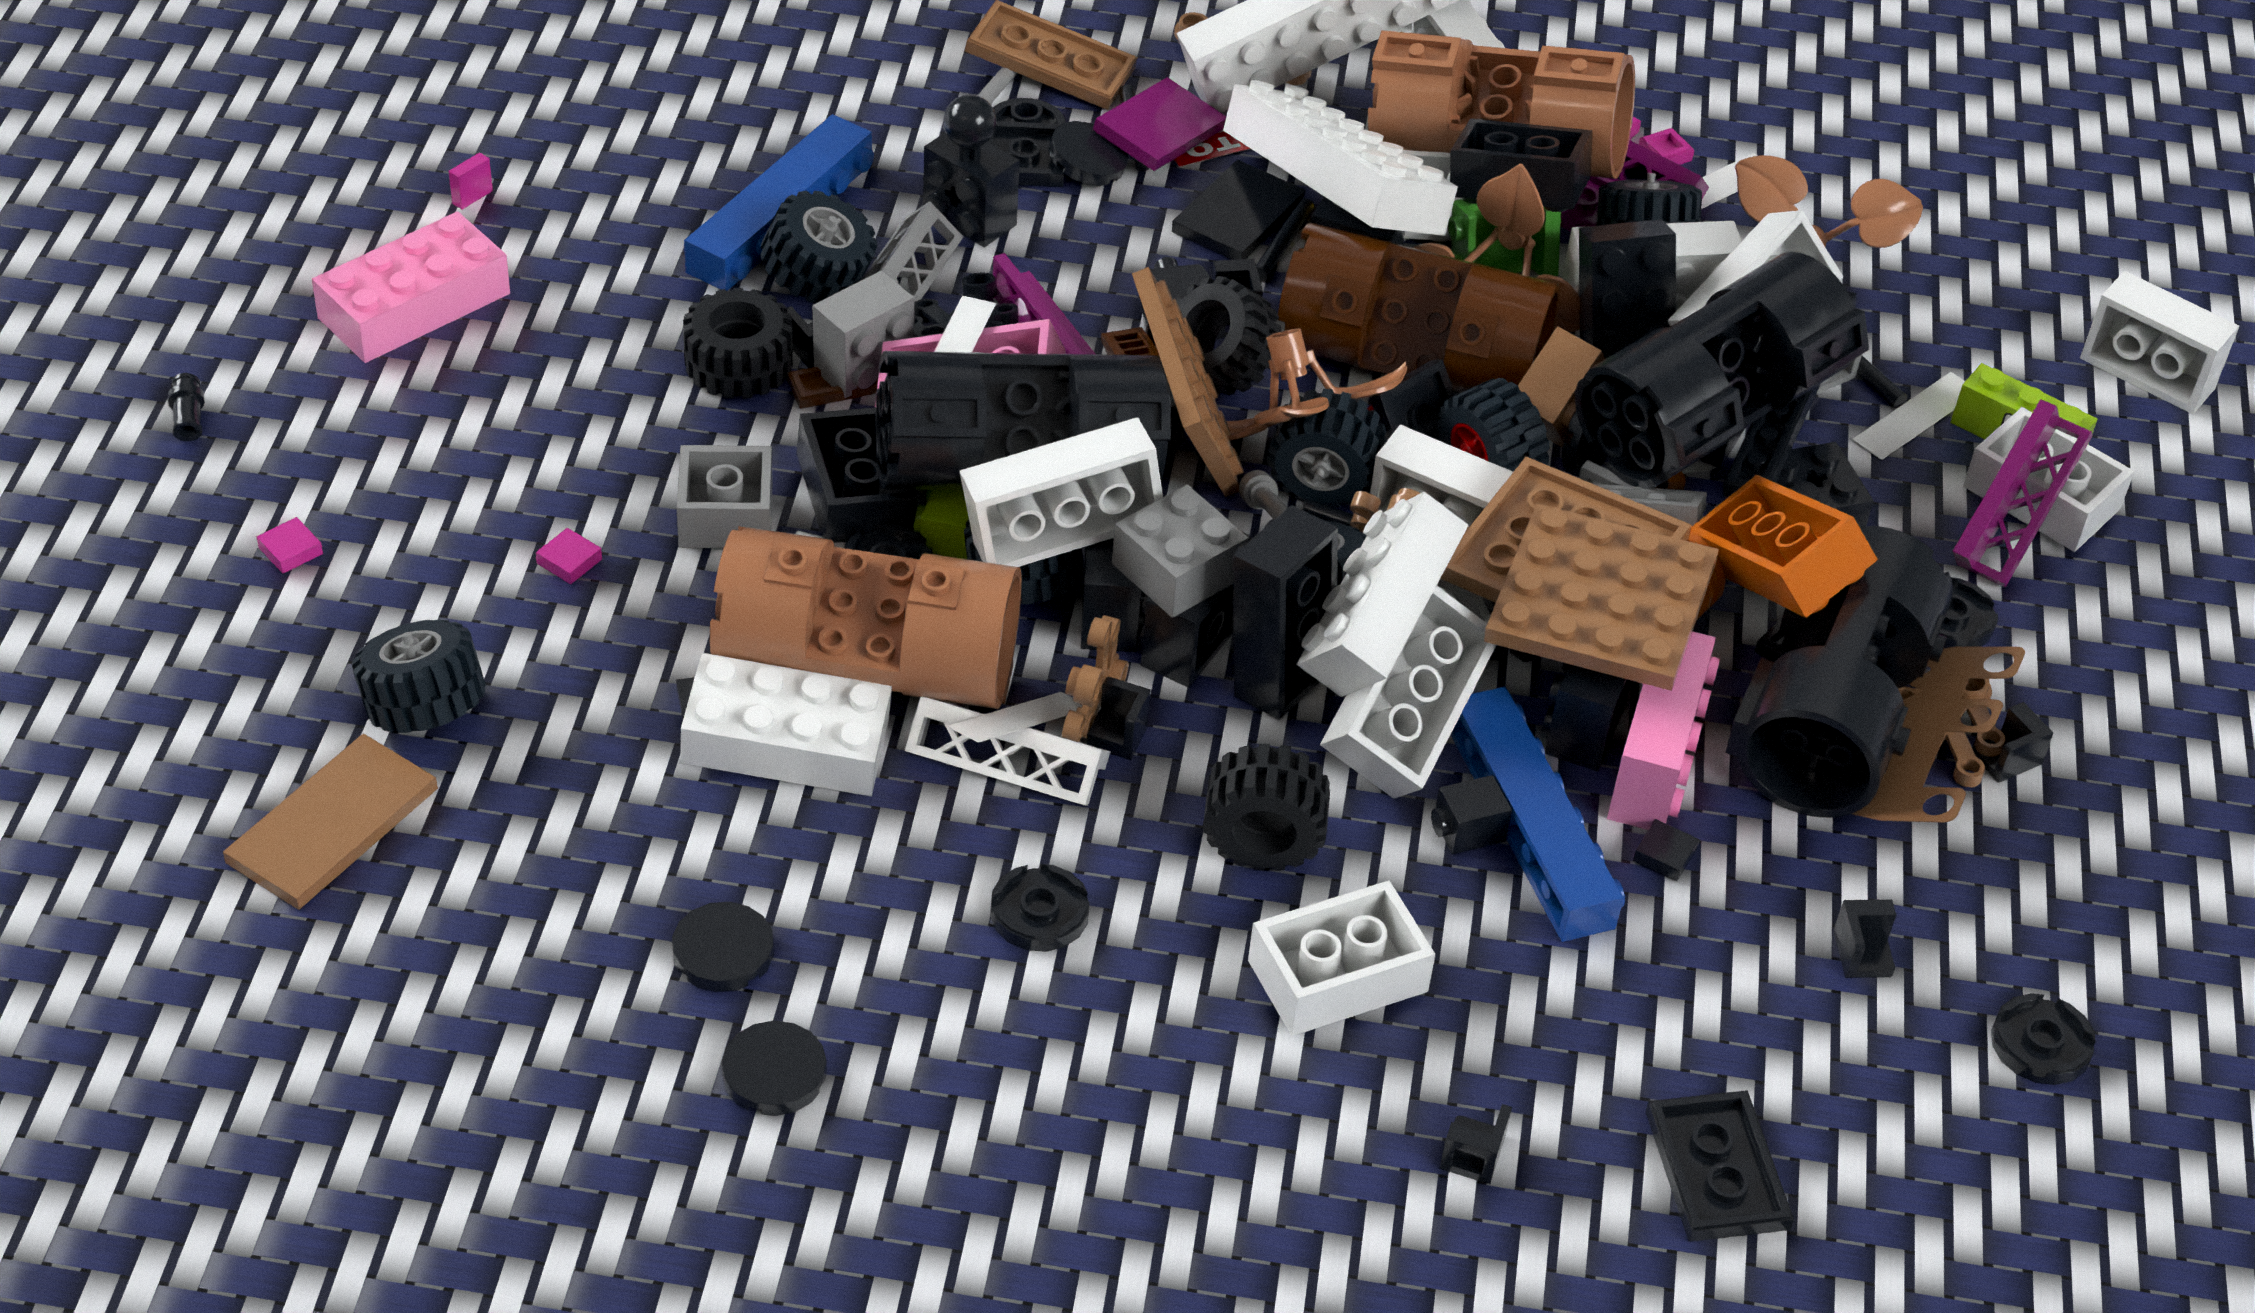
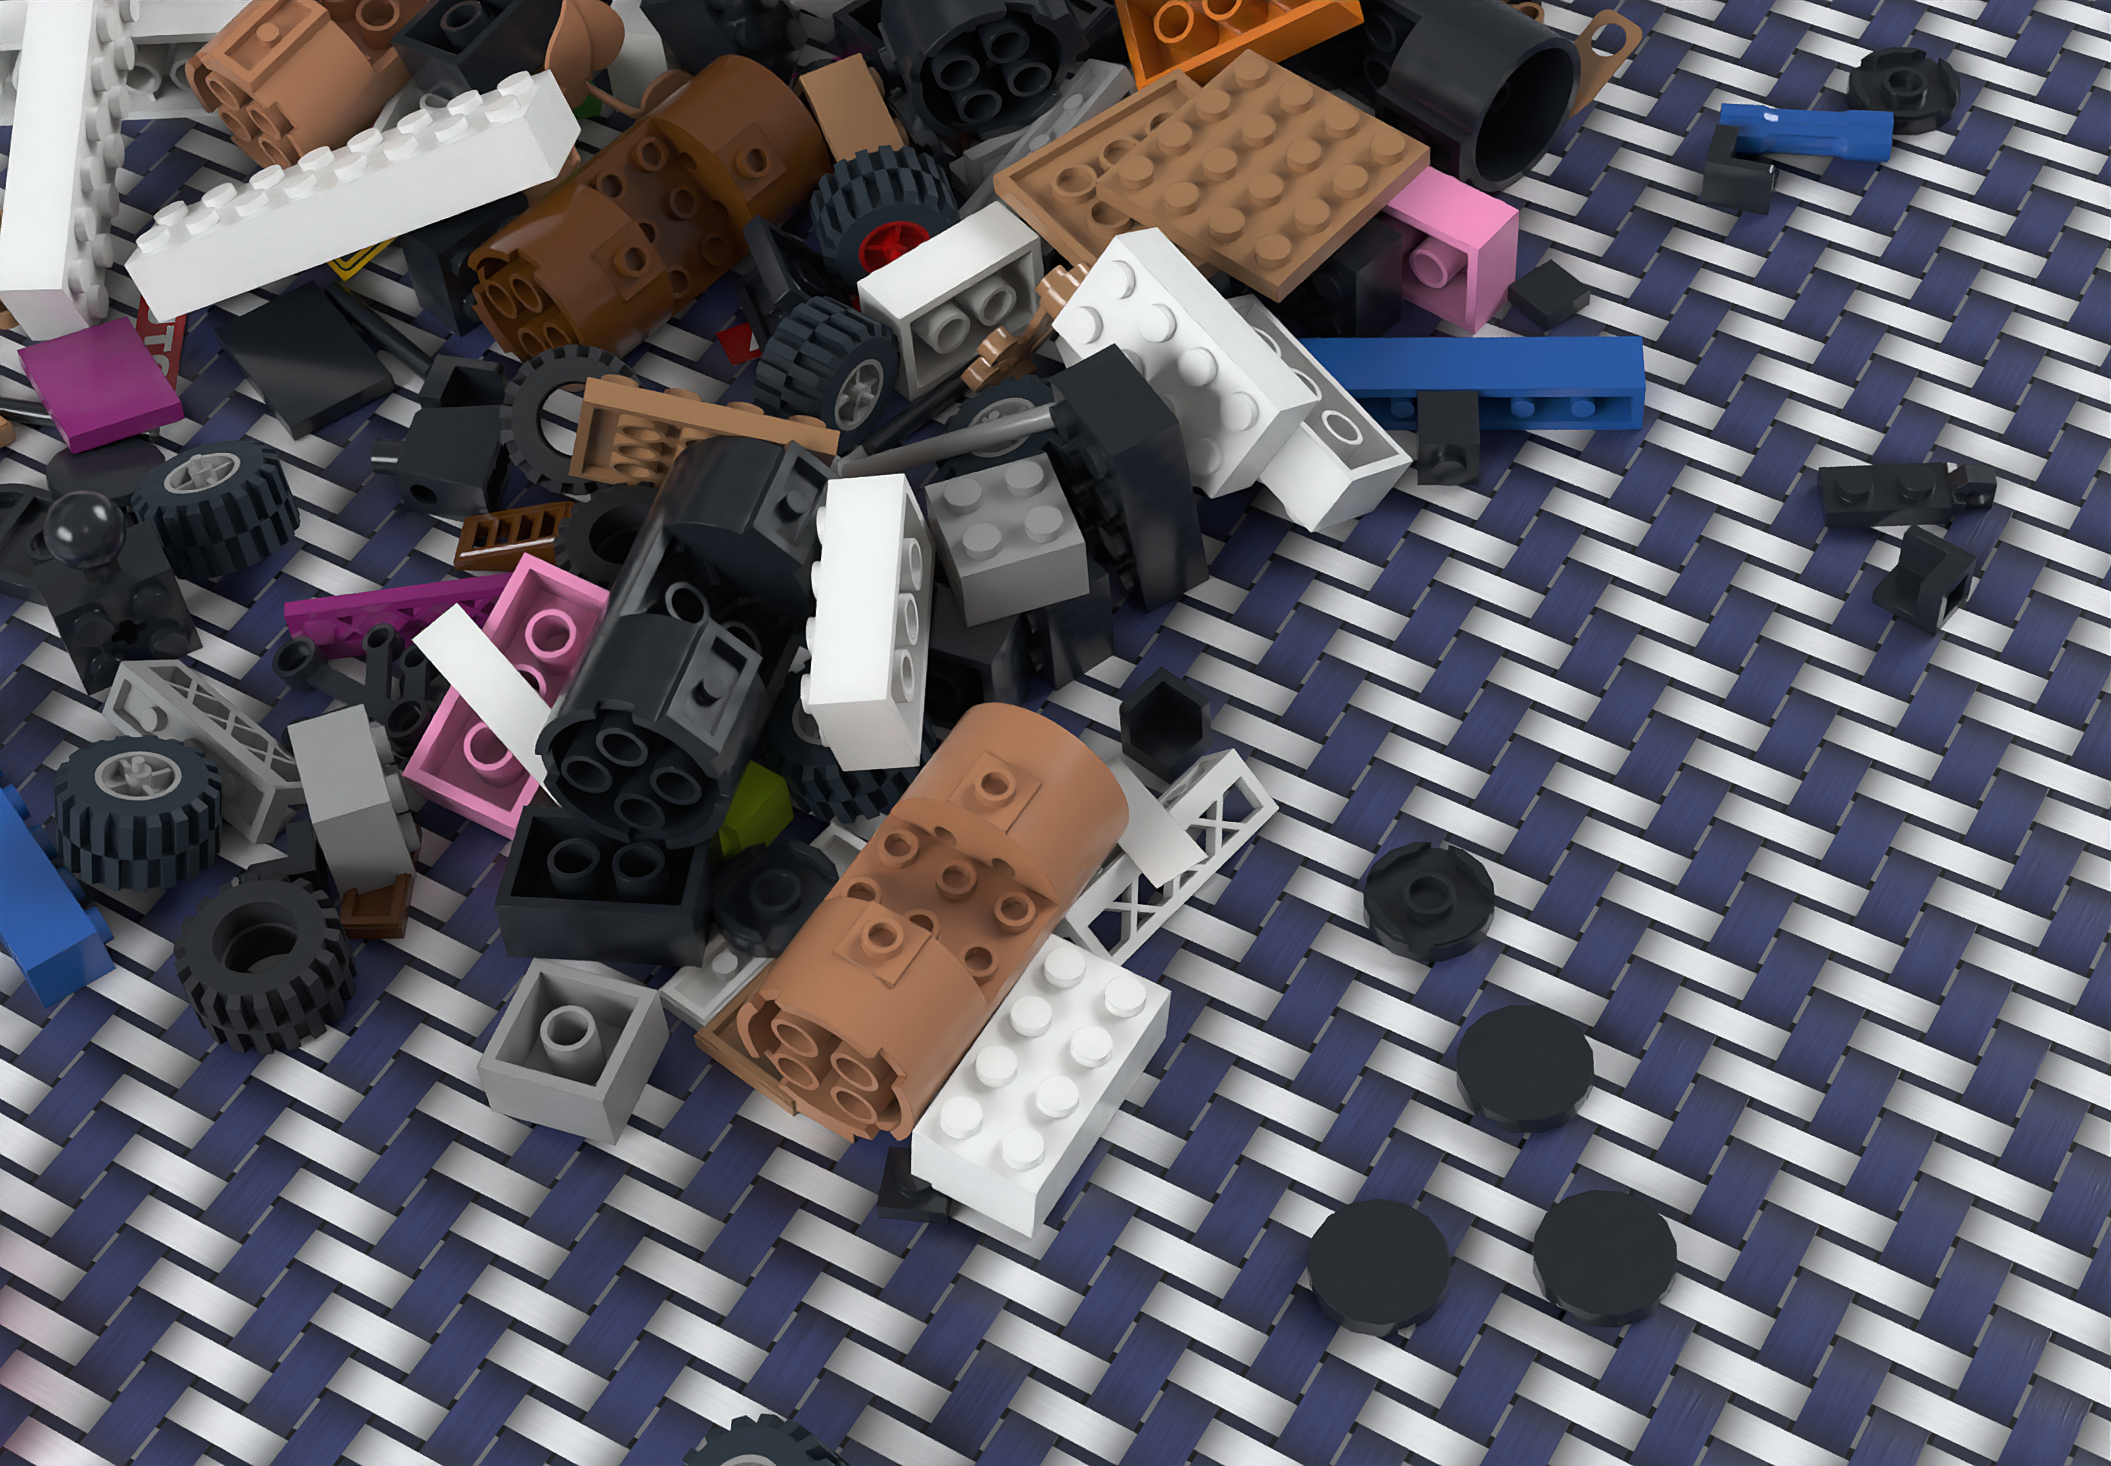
camera: 60 degrees left, 5 degrees up
(569, 555) = (567, 1287): dark pink tile -> none
(915, 990) = (1524, 1068): none -> black tile
(1071, 202) = (218, 508): none -> black wheel
(1087, 682) = (1094, 719): medium nougat plant -> none
(1267, 807) = (1401, 607): black tyre -> none
(1290, 360) = (766, 298): nougat plant -> none
(1340, 957) = (1639, 616): white brick -> none
(1570, 1114) = (1902, 493): none -> black hinge
(1719, 1166) = (2000, 395): black tile -> none
(1952, 999) = (1846, 135): none -> blue axle

